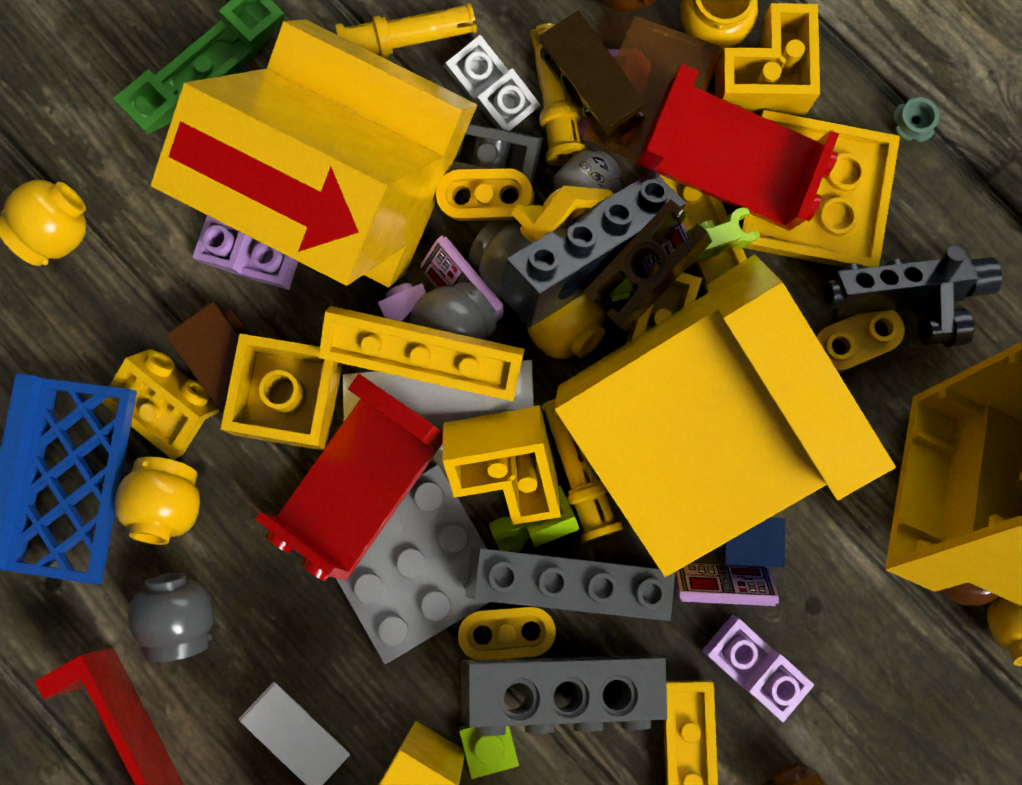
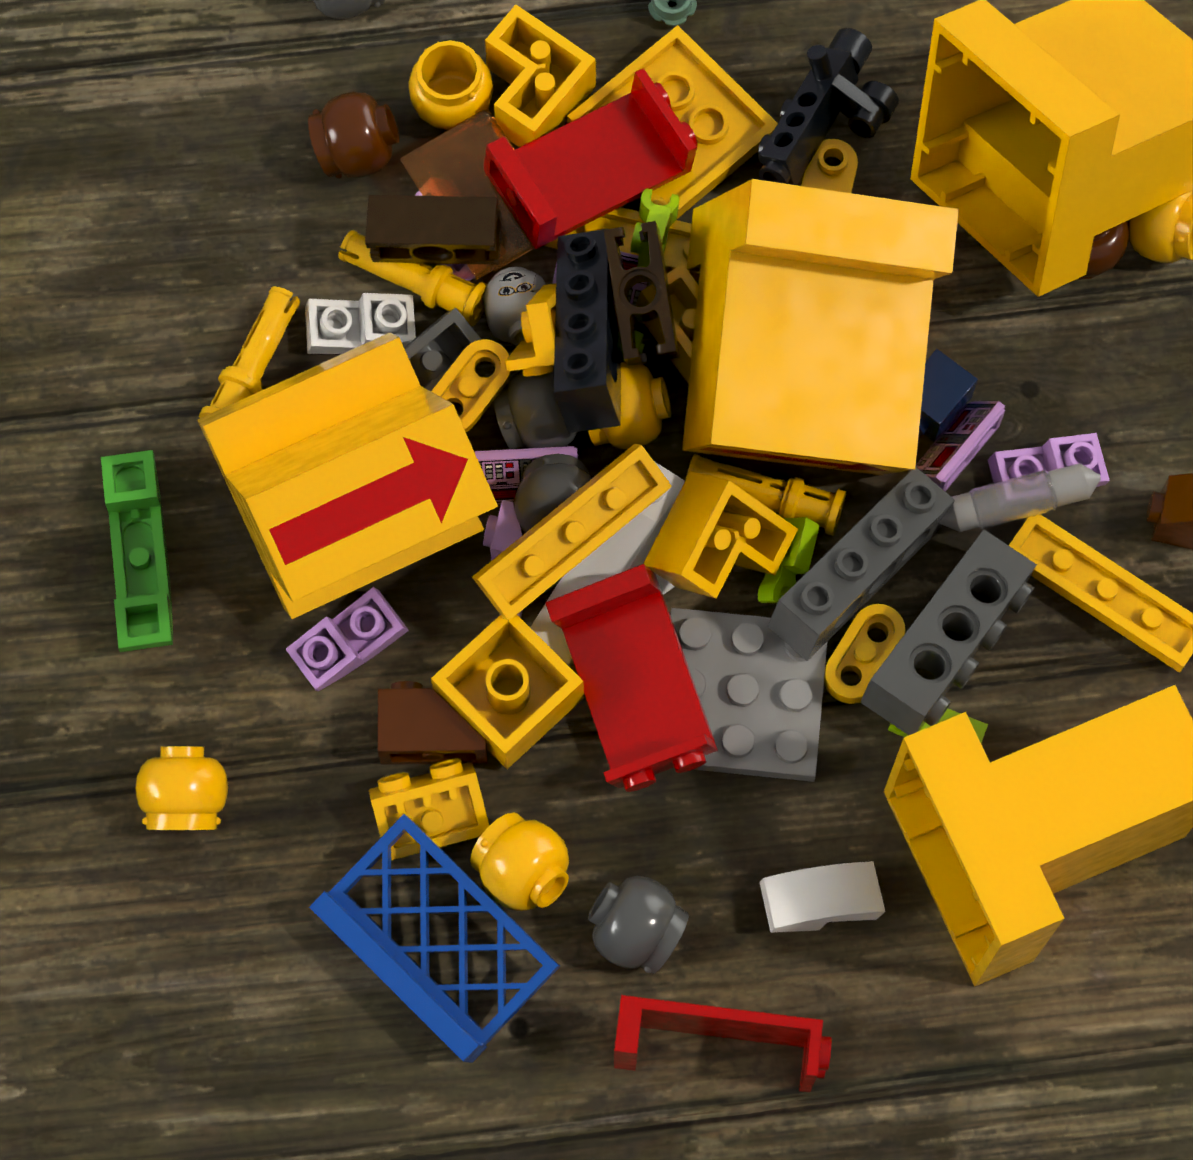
camera: 50 degrees left, 10 degrees down
(714, 668) = (1020, 497): none -> piece

